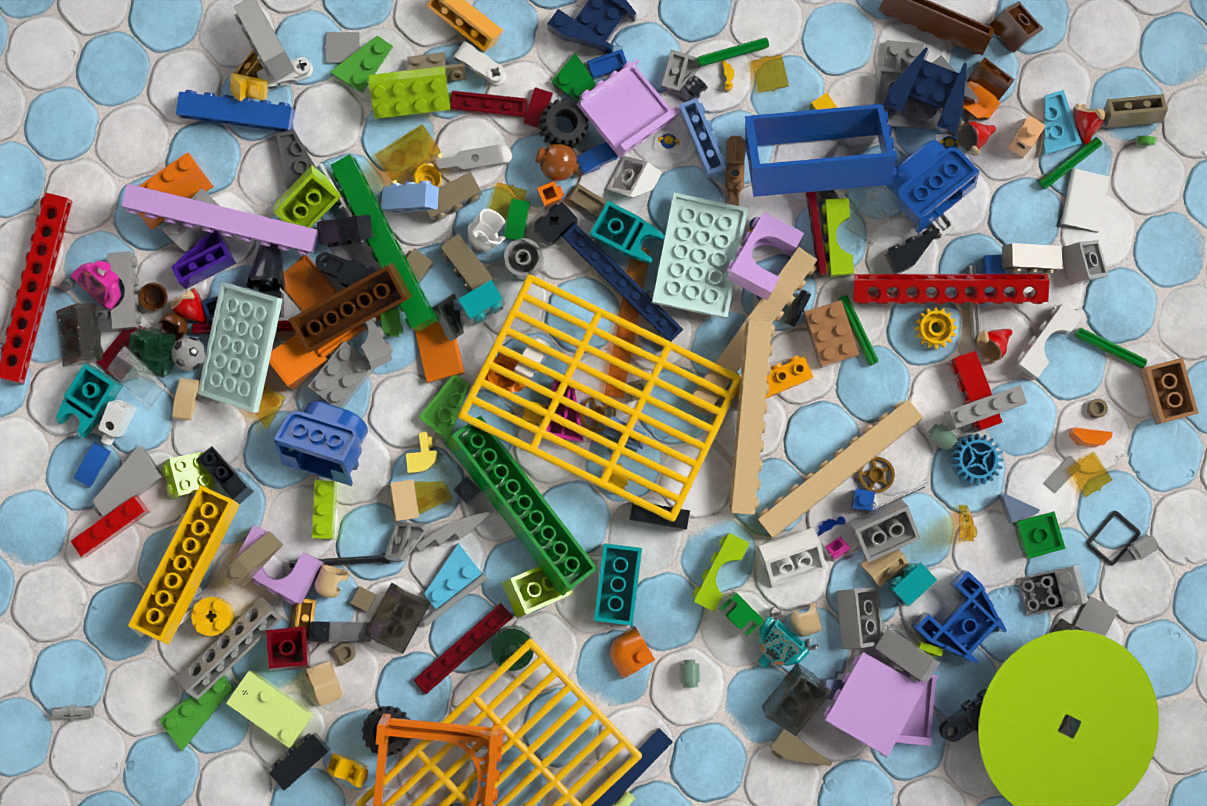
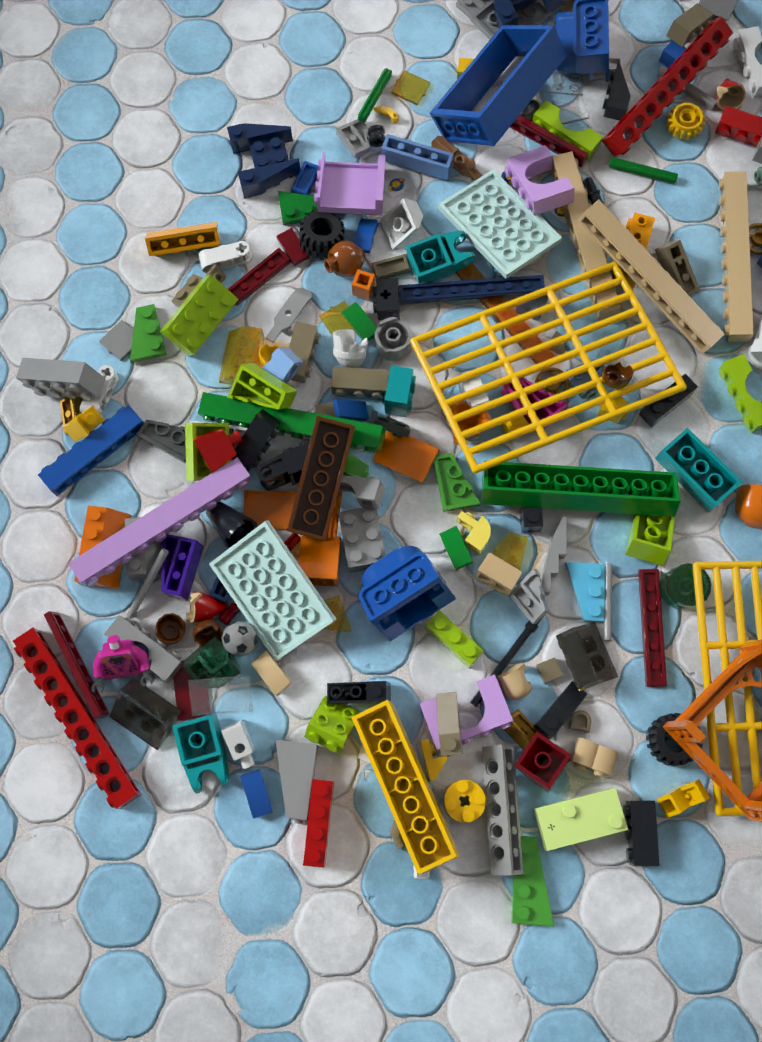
camera: 50 degrees left, 10 degrees down
(70, 252) = (76, 664): none -> dark red tile
(73, 712) = (444, 992): light grey pin -> none
(170, 249) = (147, 583): none -> light grey bar
(224, 562) = (432, 765): none -> yellow slope
(309, 208) = (217, 447): none -> red torso
(386, 199) = (261, 387): none -> lime wedge
(396, 452) = (456, 548): none -> green slope
(436, 277) = (350, 409): none -> blue tile
(630, 459) = (617, 376): none -> reddish brown hair
(787, 431) = (675, 262): none -> dark tan slope
(830, 334) = (632, 186): medium nougat brick -> none

